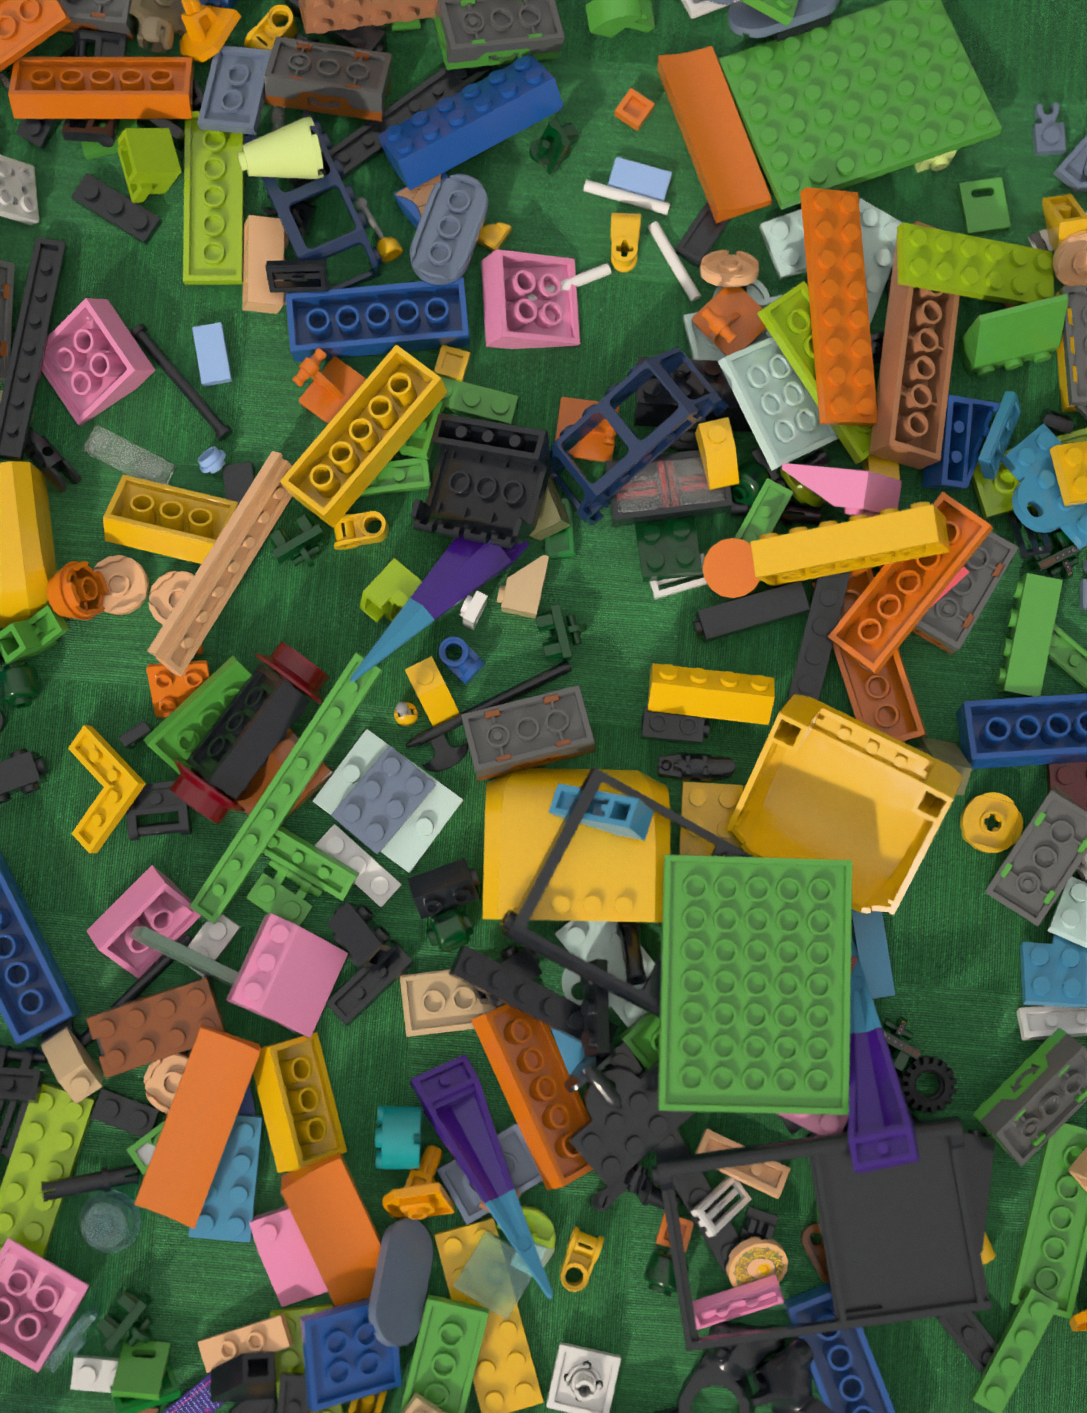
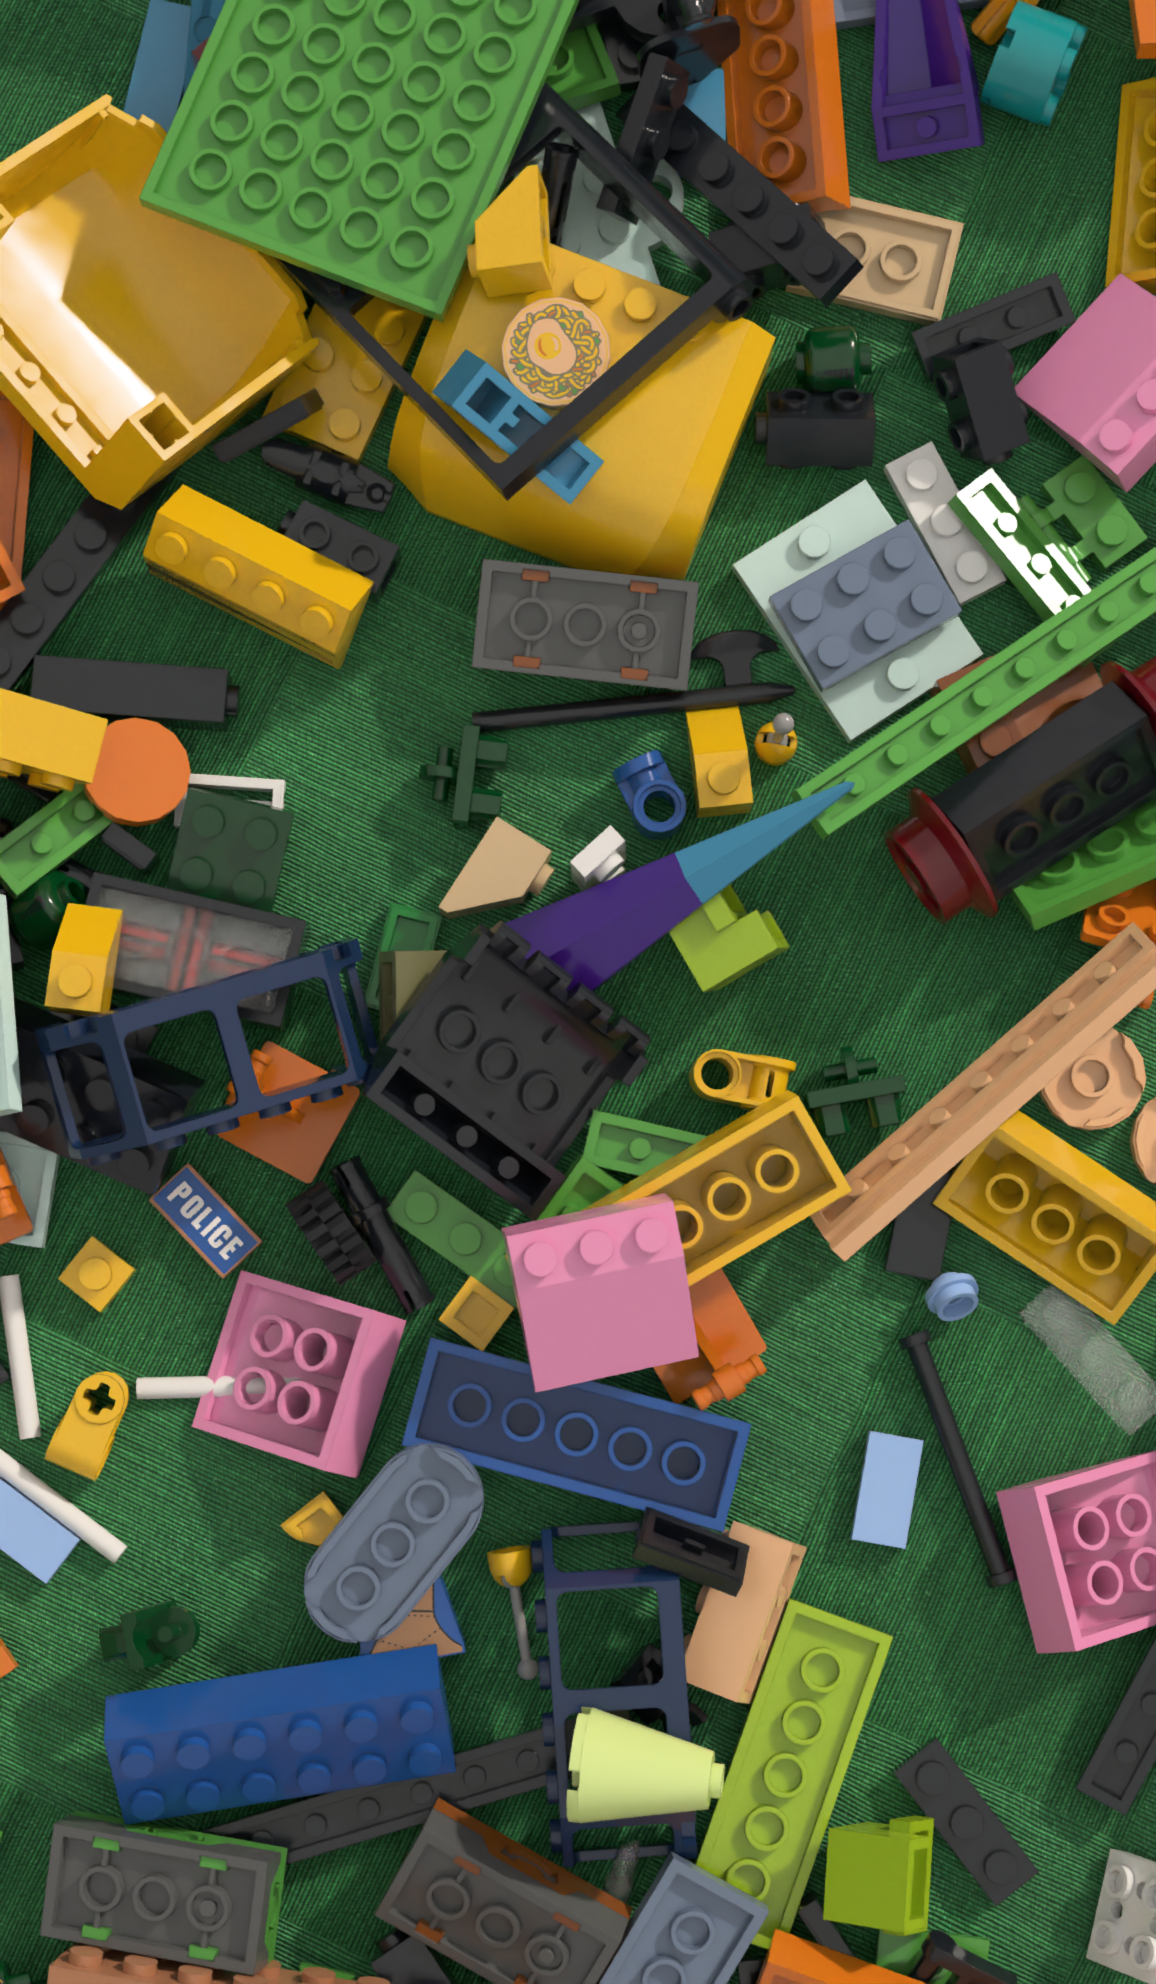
camera: 160 degrees left, 0 degrees up
(390, 381) = (601, 1291): none -> bright pink slope
(521, 389) = (381, 1233): none -> black pin
(540, 372) = (331, 1232): none -> black tyre
(595, 859) = (555, 351): none -> tile
(604, 359) = (206, 1221): none -> tile
(641, 910) = (514, 239): none -> yellow slope
(651, 315) = (97, 1274): none -> yellow plate
(719, 530) = (130, 849): none -> black tile
(735, 778) = (268, 426): none -> black tile

